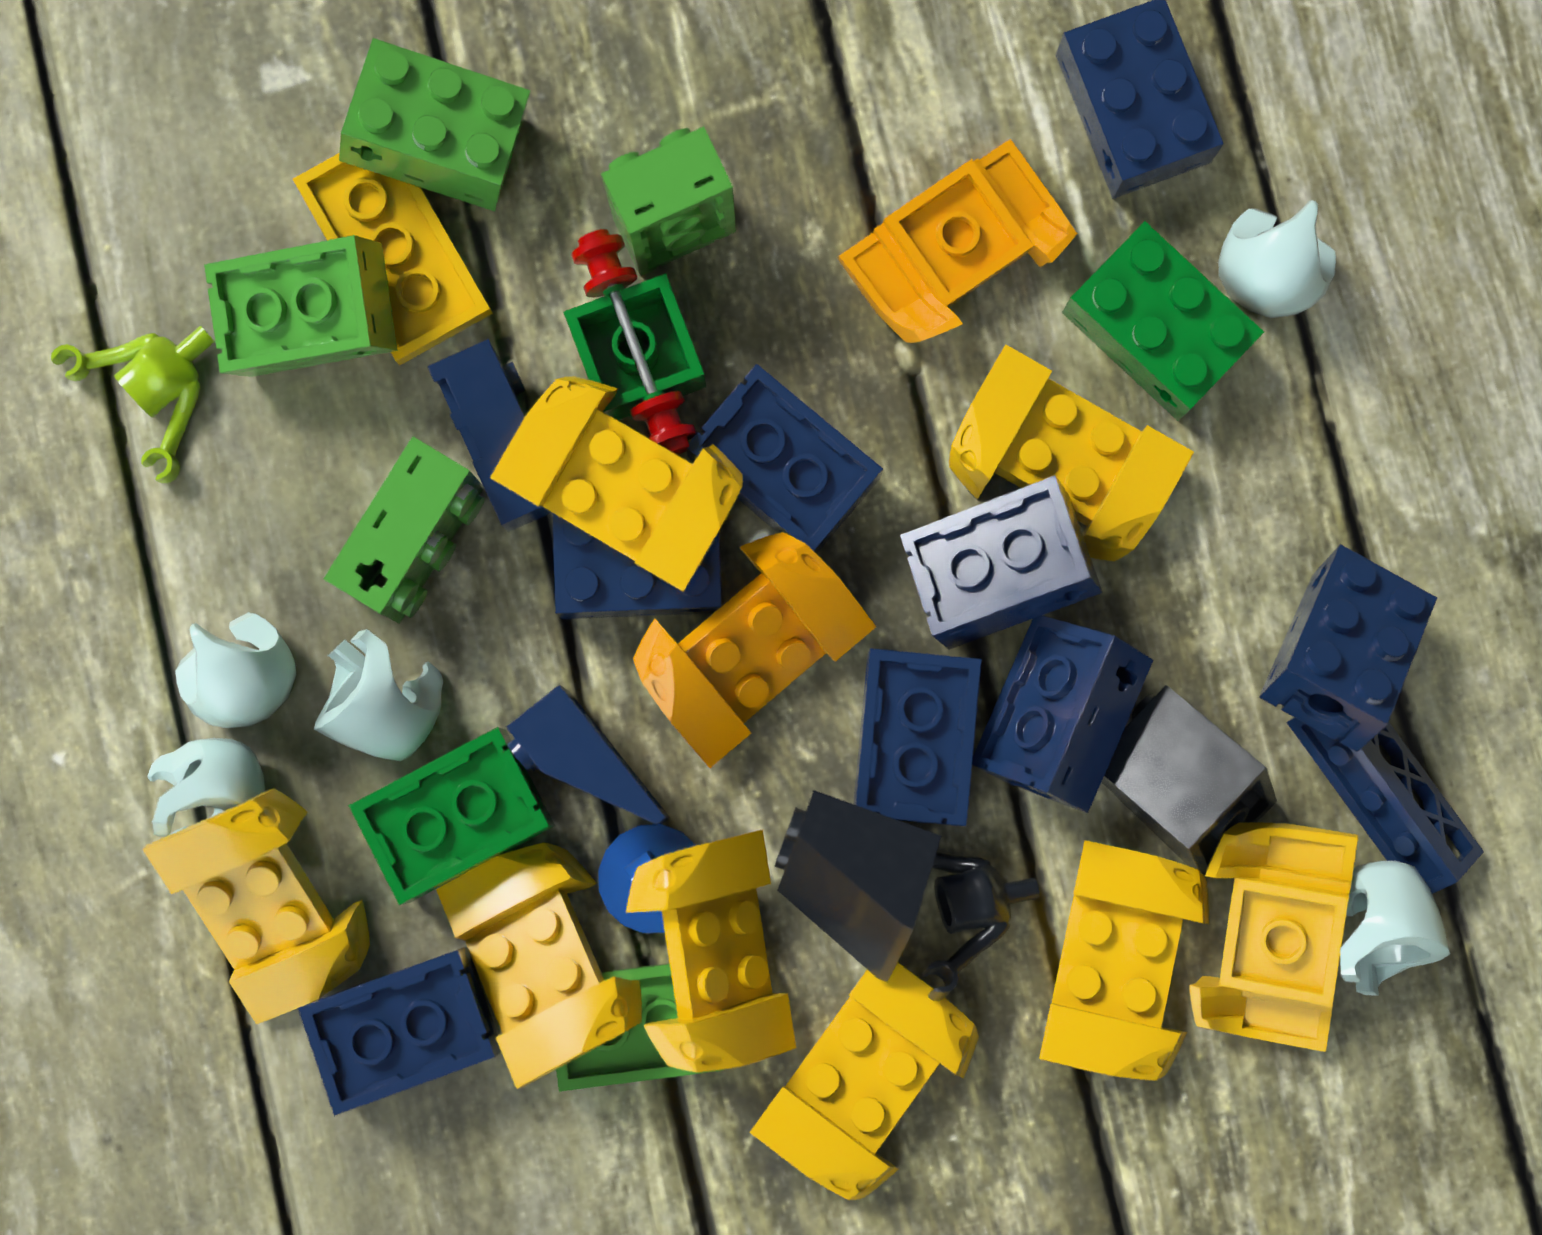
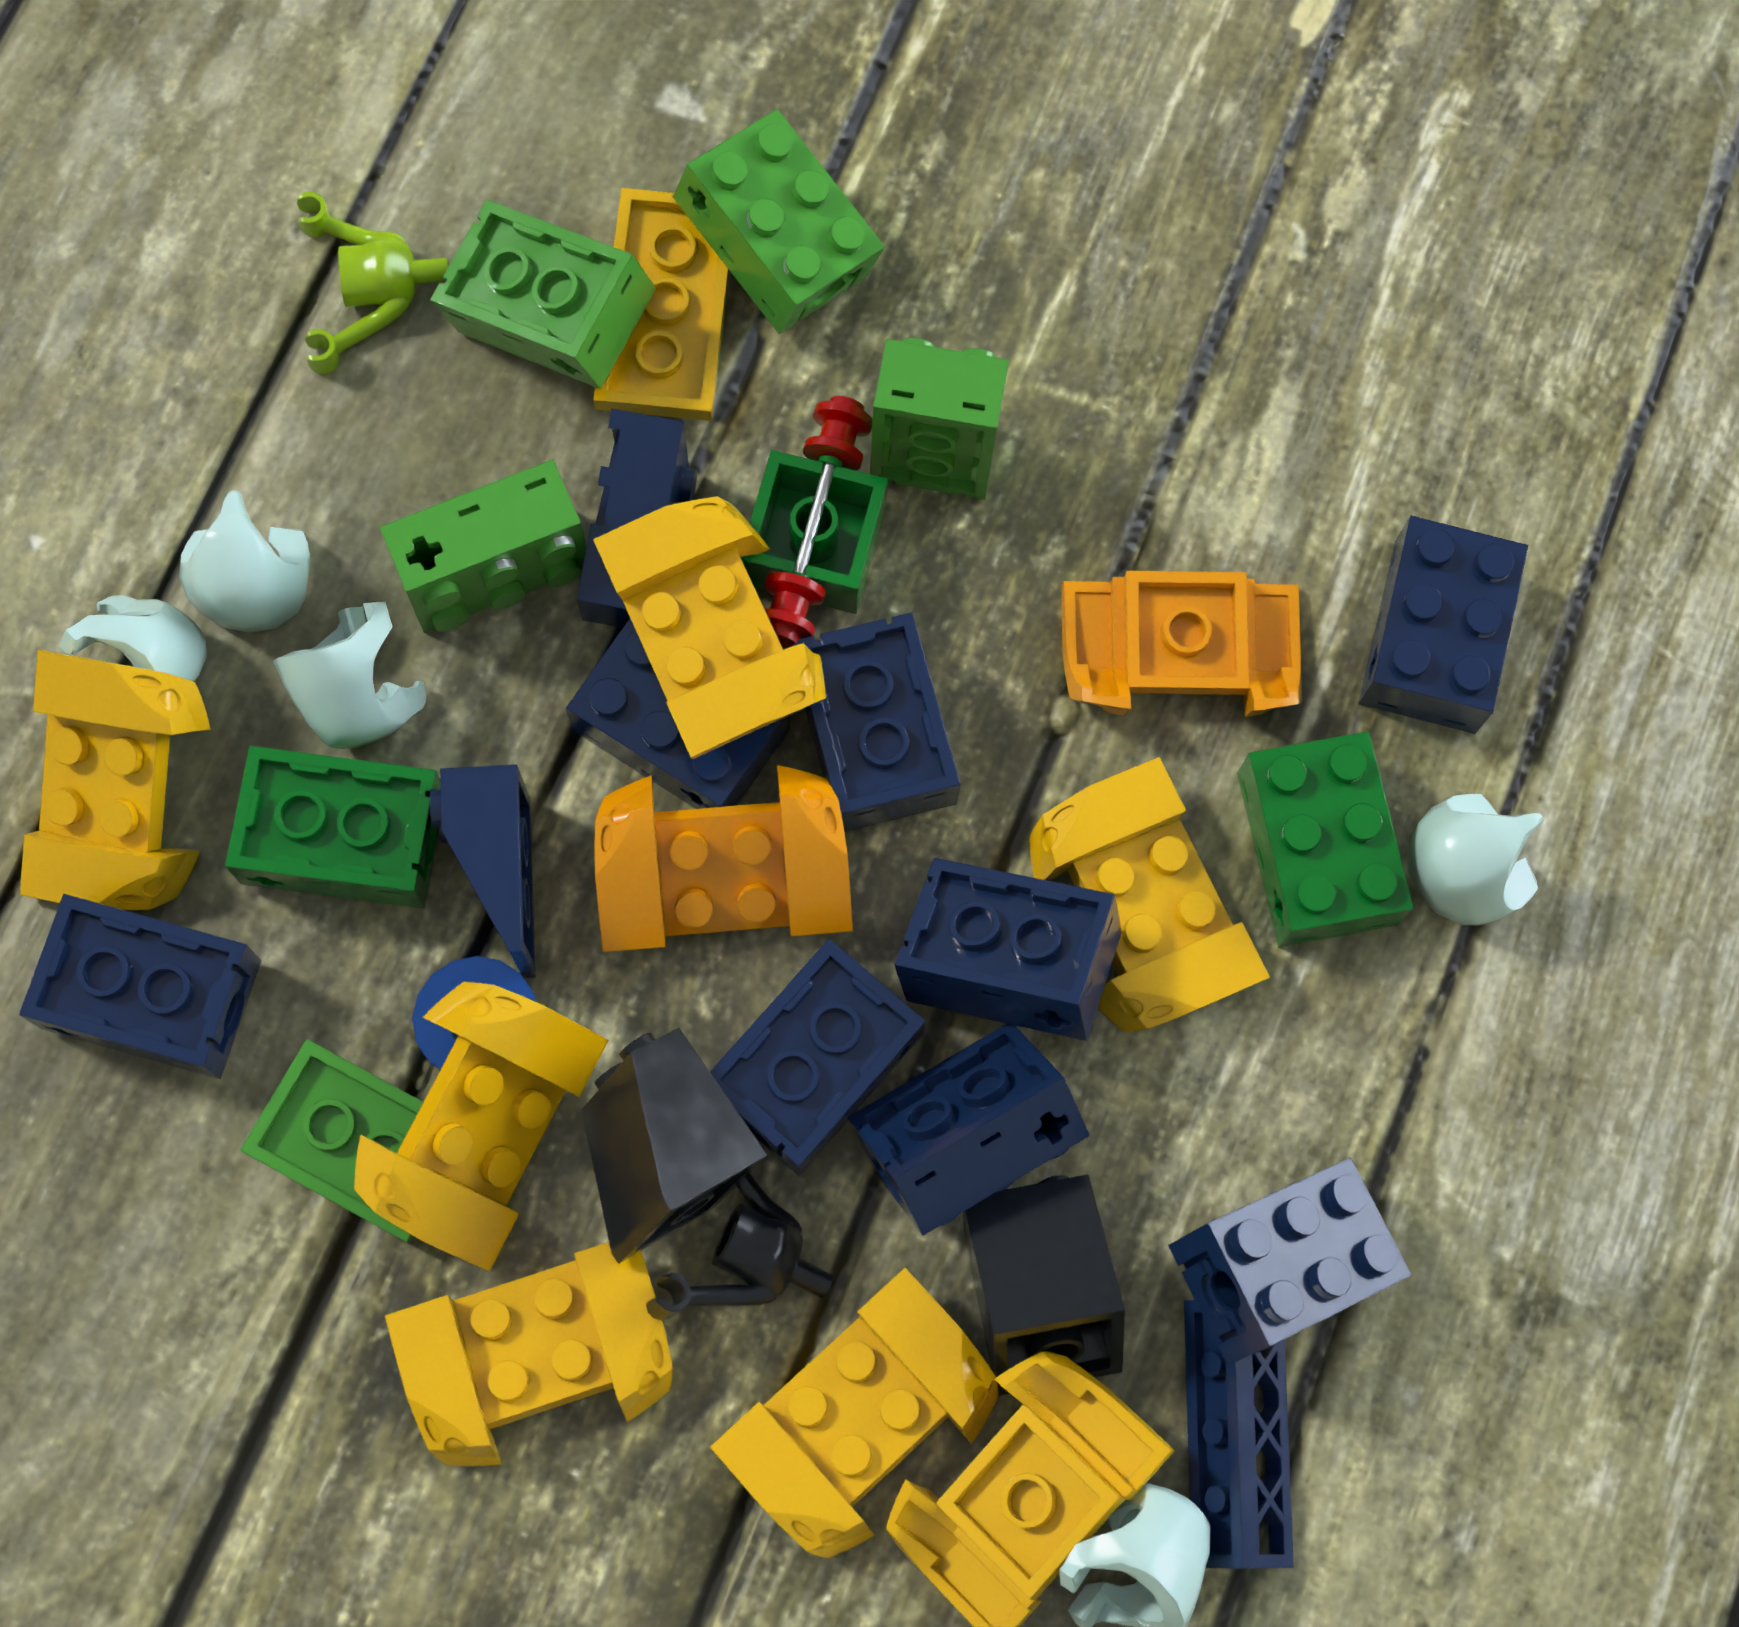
camera: 30 degrees right, 10 degrees down
(537, 959) = (314, 1011): yellow piece -> none

